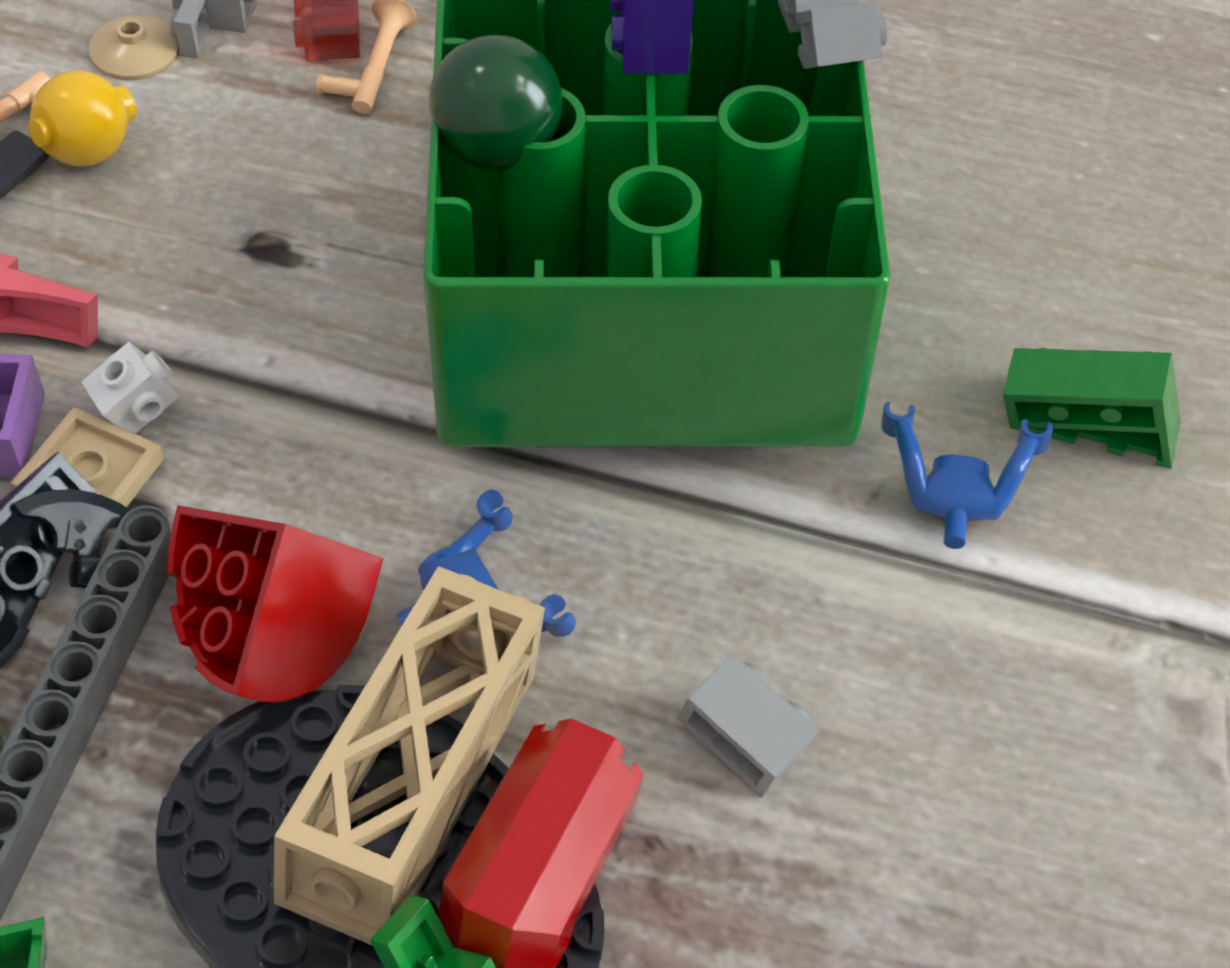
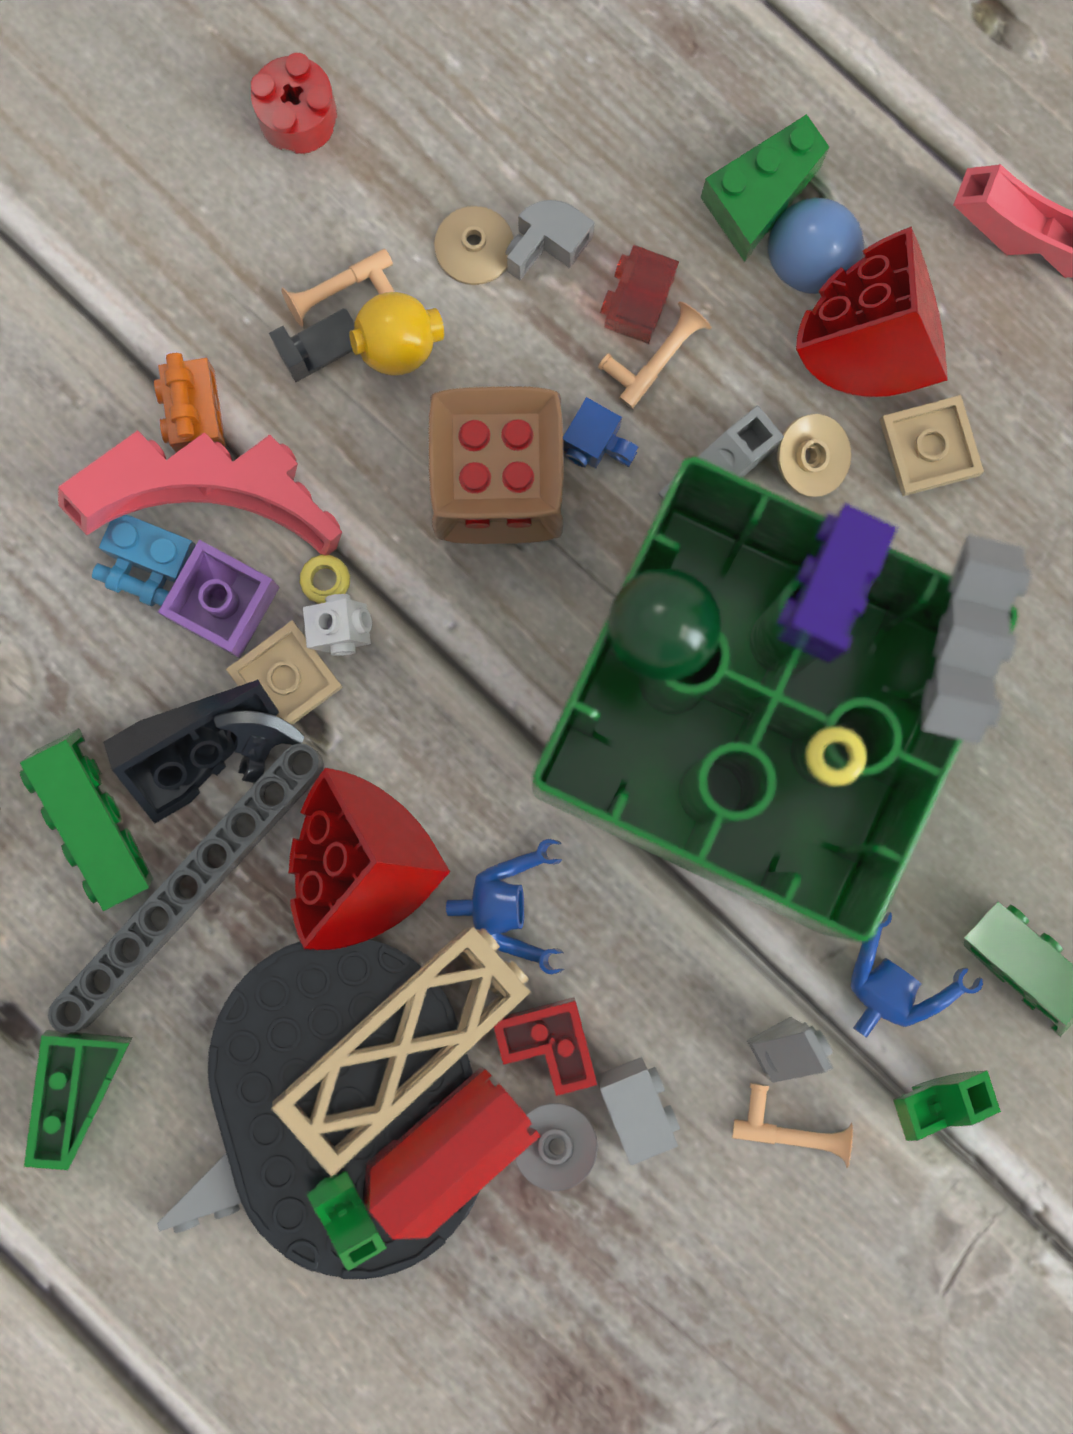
camera: 25 degrees right, 30 degrees up
(85, 354) = (313, 566): none -> light yellow piece
(248, 167) = (496, 464): none -> medium nougat piece
(340, 136) = (594, 434): none -> blue brick
(605, 683) = (551, 1031): none -> red brick
(670, 790) = (571, 1167): none -> light grey dish
(745, 148) = (856, 752): none -> light yellow piece
(887, 562) = (791, 1050): none -> light grey slope
(899, 696) = (758, 1131): none -> light nougat piece
(1097, 560) = (946, 1102): none -> green brick

